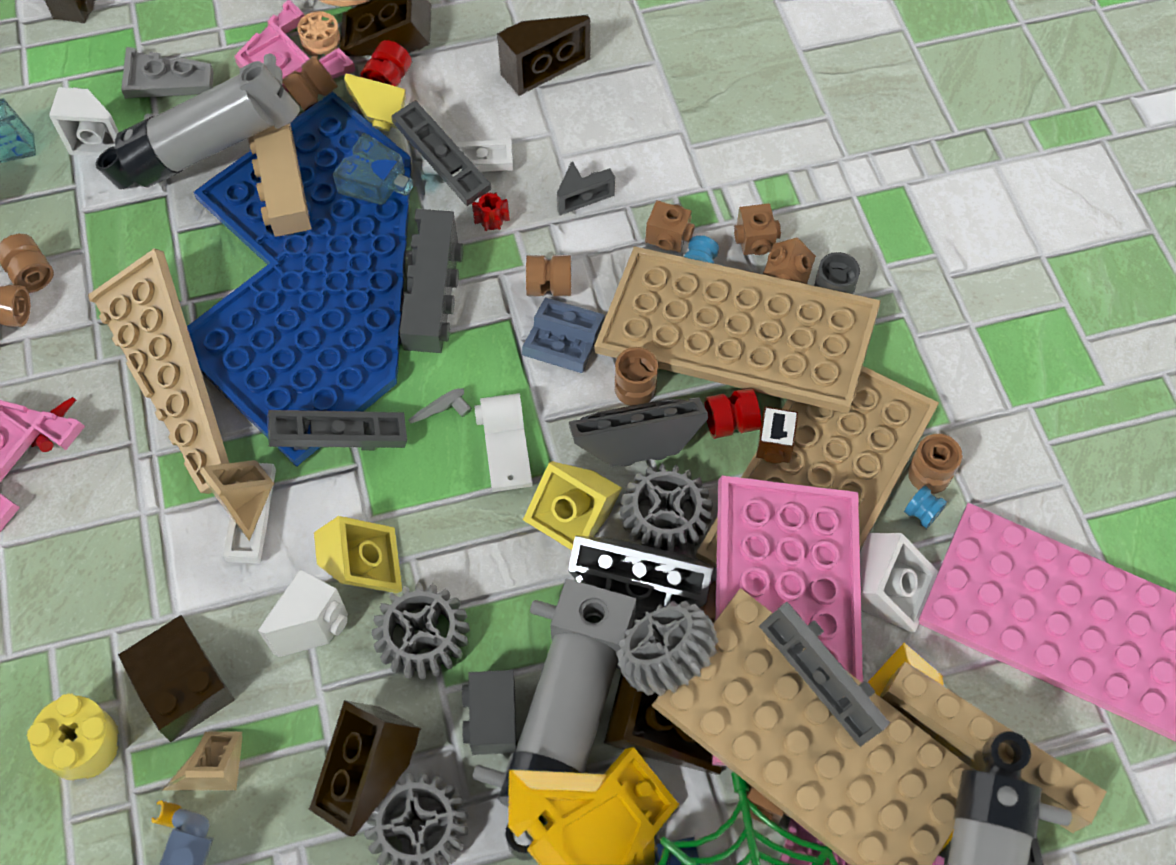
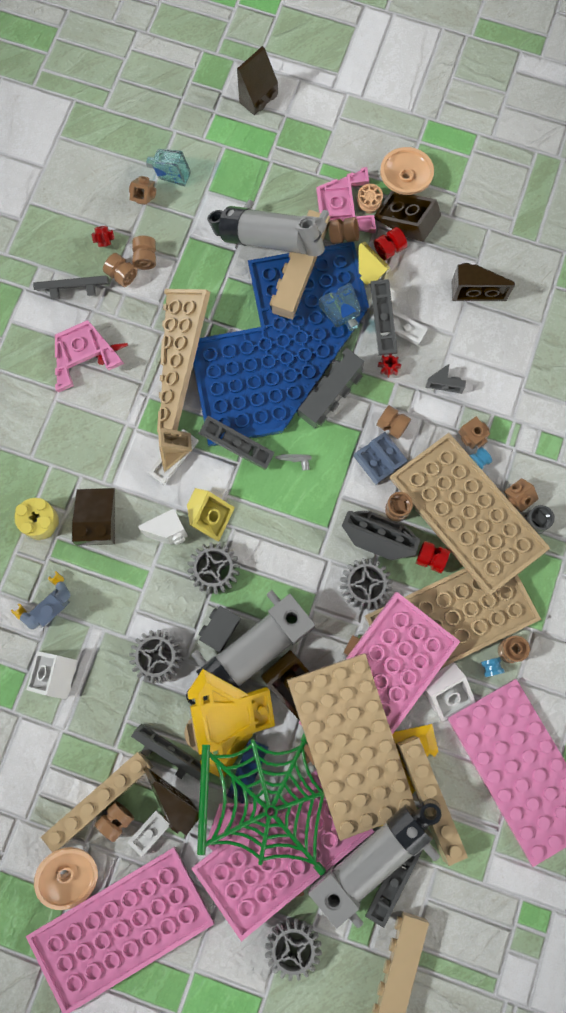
camera: 35 degrees right, 15 degrees up
(82, 122) = (215, 186): white slope -> none
(159, 76) = (274, 177): light grey wing -> none
(211, 765) = (87, 568): tan slope -> none
(362, 764) = (149, 615): dark brown slope -> none
(505, 441) = (313, 499): white door -> none
(571, 503) = (323, 552): light yellow slope -> none
(640, 572) = (329, 611): dark grey wedge -> none
(667, 648) = (310, 660): light grey gear -> none
(756, 229) = (518, 464): medium nougat brick -> none
(777, 435) = (443, 585): brick -> none
(825, 674) = (374, 736): dark grey hinge -> none

